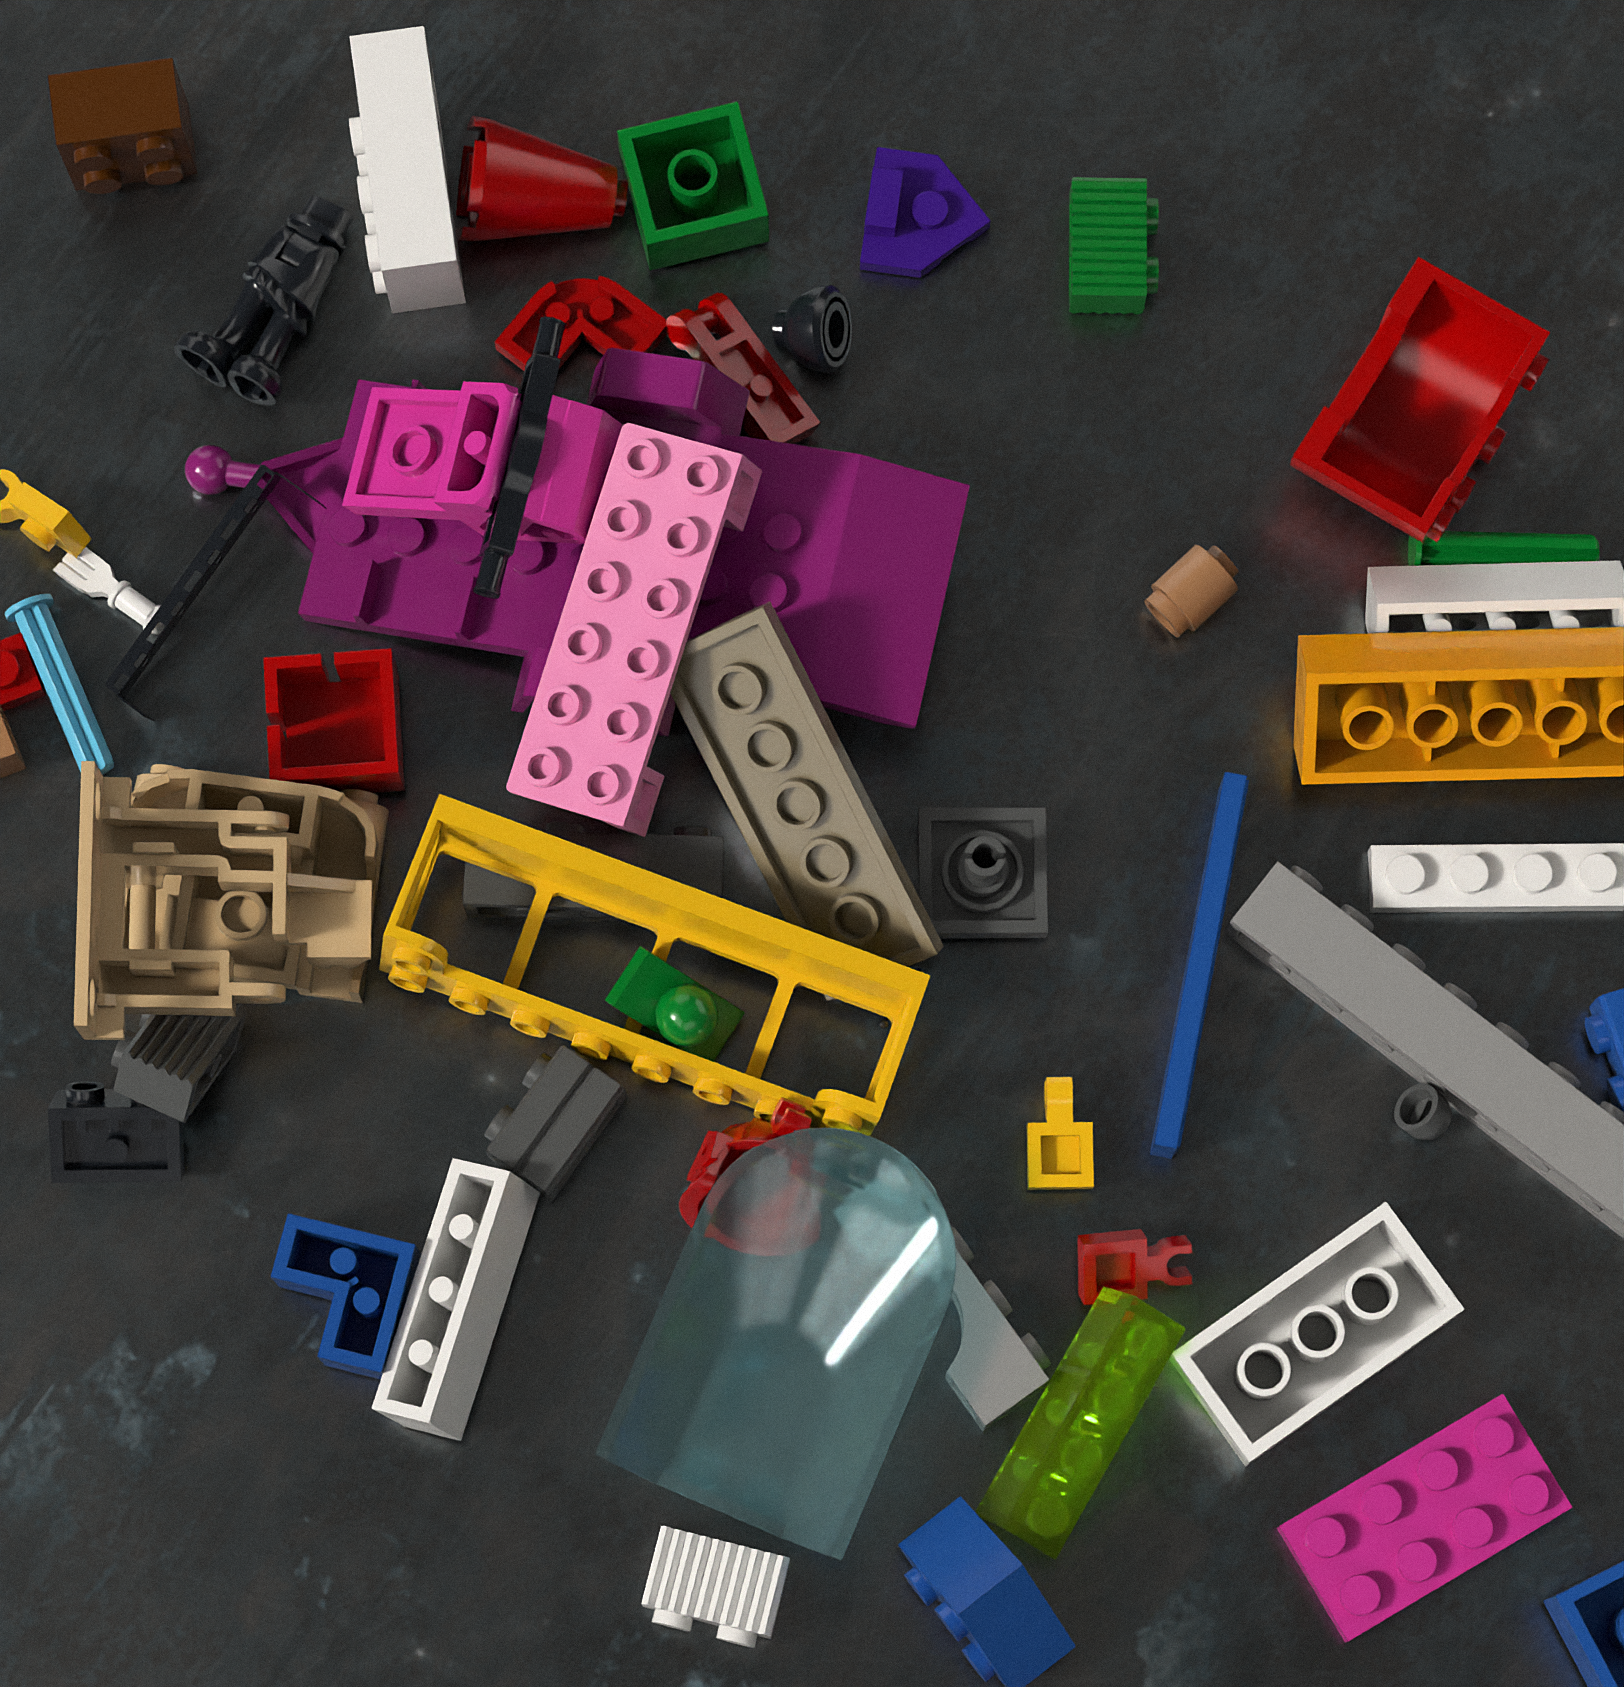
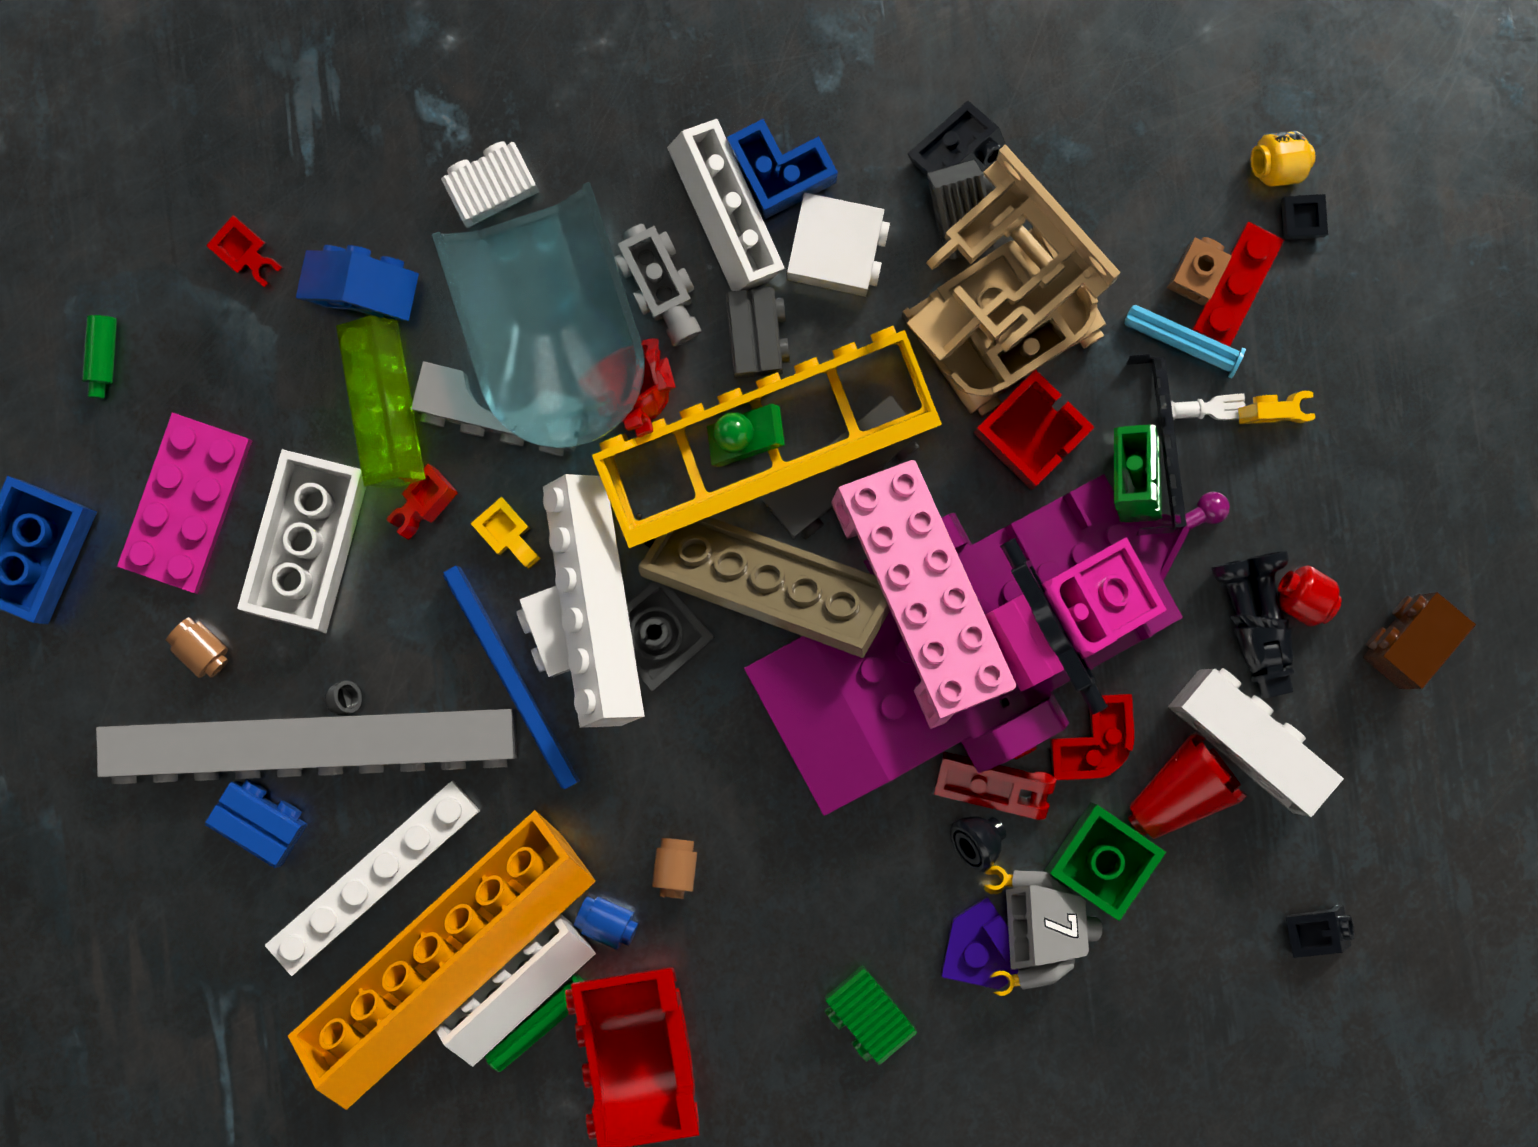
camera: 140 degrees right, 10 degrees up
(193, 279) = (1309, 596): none -> red head
(261, 571) = (1137, 473): none -> green brick
(364, 1141) = (837, 245): none -> white piece
(609, 1298) = (656, 276): none -> light grey brick
(828, 167) = (1044, 928): none -> light grey torso
(1025, 958) = (592, 602): none -> white brick
(1095, 973) = (543, 618): none -> white brick
(1325, 593) = (606, 922): none -> blue brick
(1552, 1319) = (197, 648): none -> medium nougat brick

